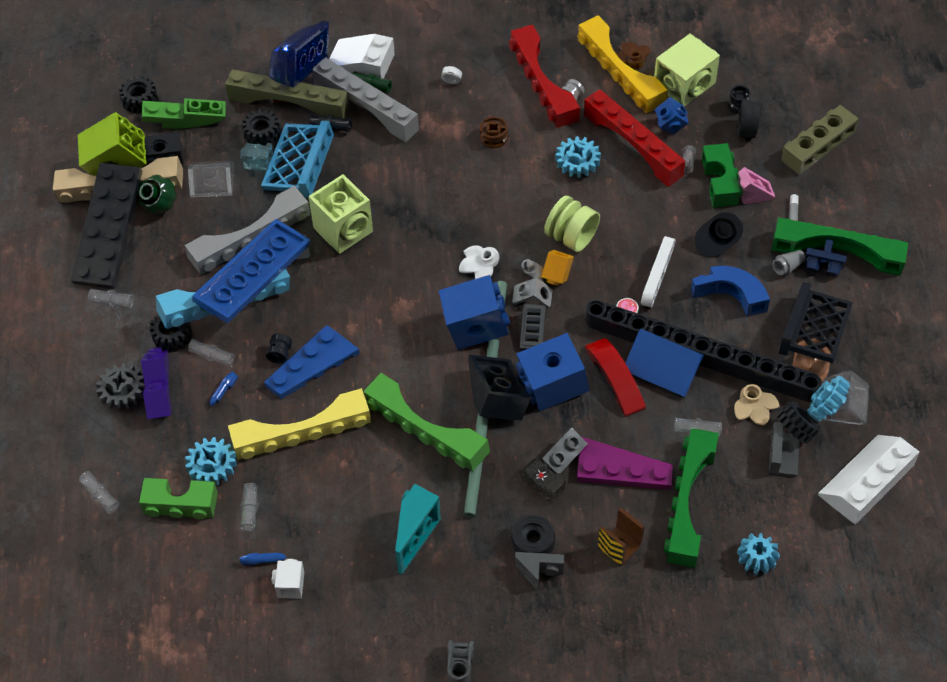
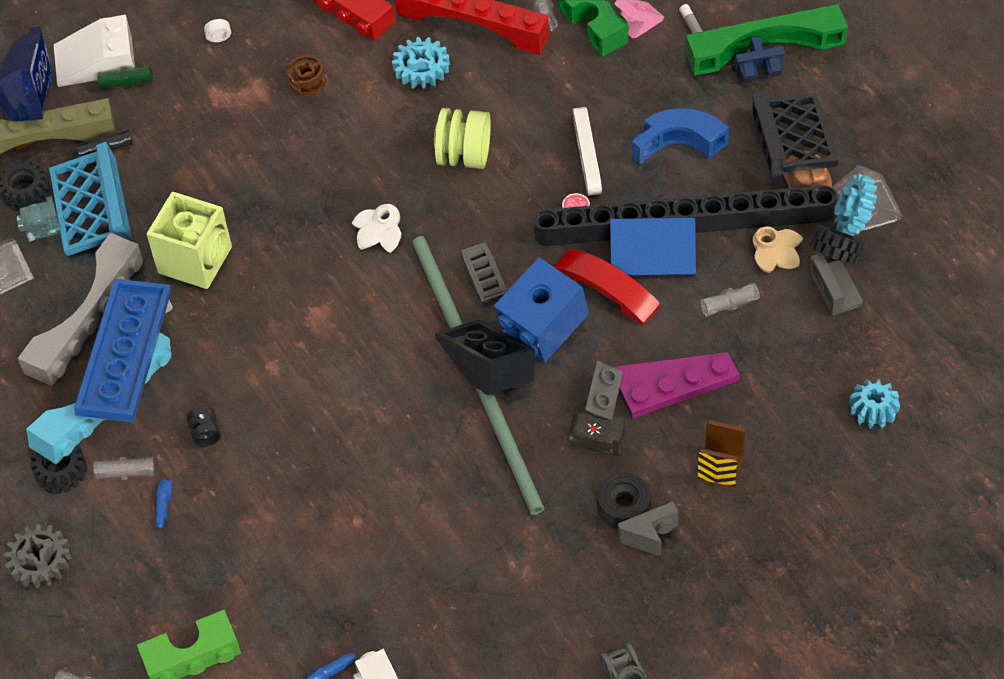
camera: 25 degrees left, 0 degrees up
(156, 380) = (81, 531): dark purple arch -> none
(211, 459) = (201, 589): medium azure gear -> none
(249, 507) = (279, 620): clear pin -> none
(311, 361) = (250, 423): blue wing -> none
(344, 413) = (239, 538): light yellow arch -> none
(392, 114) = (180, 104): light grey arch -> none
(417, 520) = (485, 535): teal slope -> none
(462, 445) = (487, 436): bright green arch -> none
(474, 312) = (414, 282): blue brick -> none
(531, 289) = (457, 233): light grey bracket -> none
(532, 269) = (448, 210): light grey arm -> none
(557, 267) = (473, 194): light orange brick -> none
(684, 542) = (789, 429): green arch -> none
(718, 234) = (631, 81): black piece -> none
(786, 263) = (720, 81): light grey cone -> none
(869, 476) = (938, 269): white slope -> none

